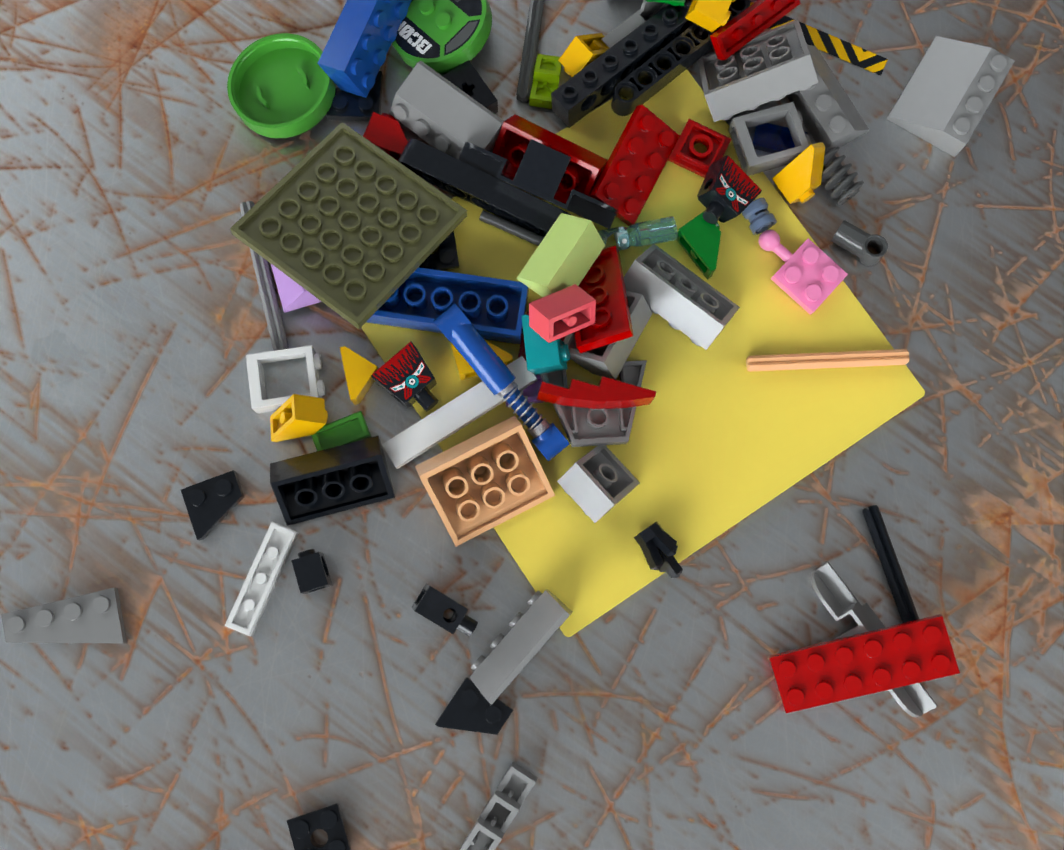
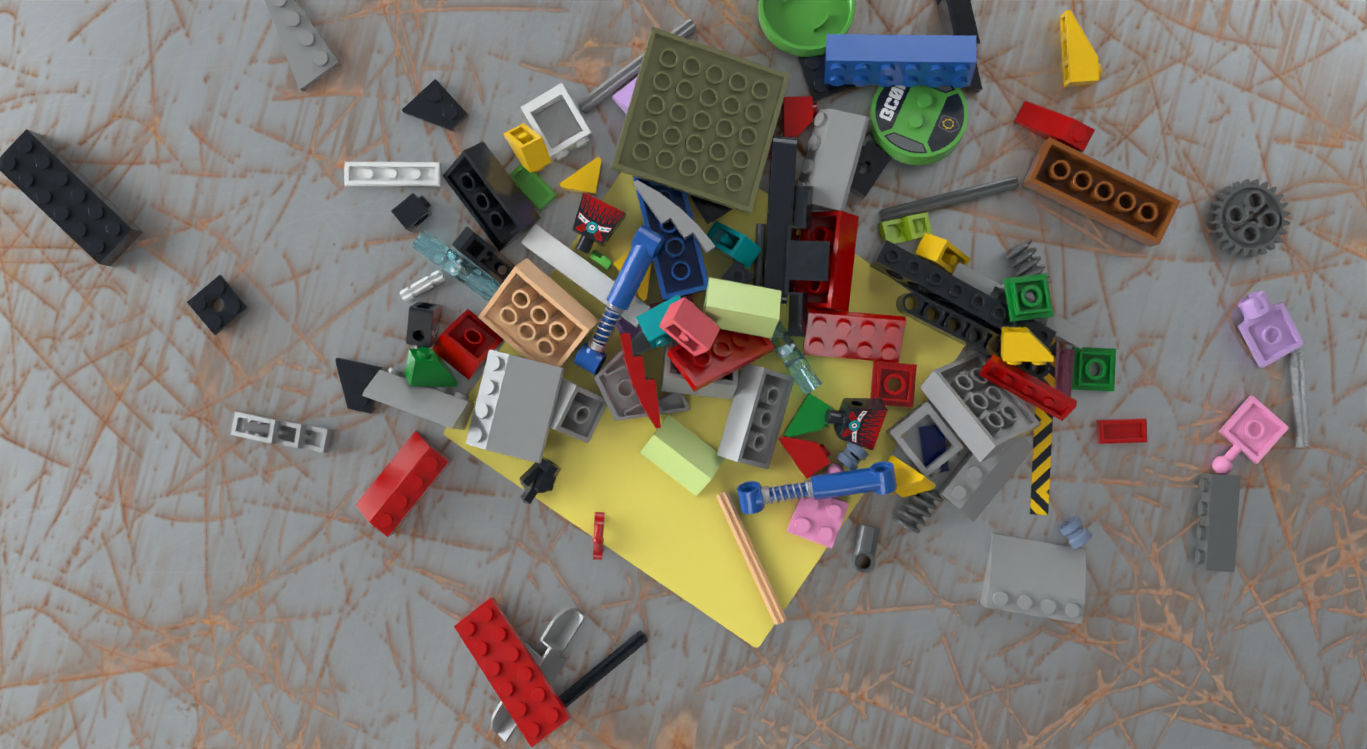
camera: 75 degrees right, 10 degrees up
(381, 553) = (454, 264): none -> clear light blue piece
(392, 512) = (483, 255): none -> black slope
(396, 595) = (422, 286): none -> white axle
(427, 291) = (667, 210): none -> light grey slope
(454, 387) = (601, 259): none -> bright green tile
(480, 570) = (467, 344): none -> red slope
(490, 248) = (733, 244): none -> teal slope
(490, 623) = (428, 369): none -> green slope
(522, 252) = (738, 273): none -> black brick
(570, 540) = (515, 406): none -> light grey slope
(605, 706) = (403, 484): none -> red slope
(693, 388) = (682, 455): none -> yellowish green slope
(731, 504) = (598, 539): none -> red arm
(741, 261) = (806, 454): none -> red slope
(794, 194) = (878, 479): none -> blue piece
(915, 37) = (1075, 532): none -> sand blue wheel

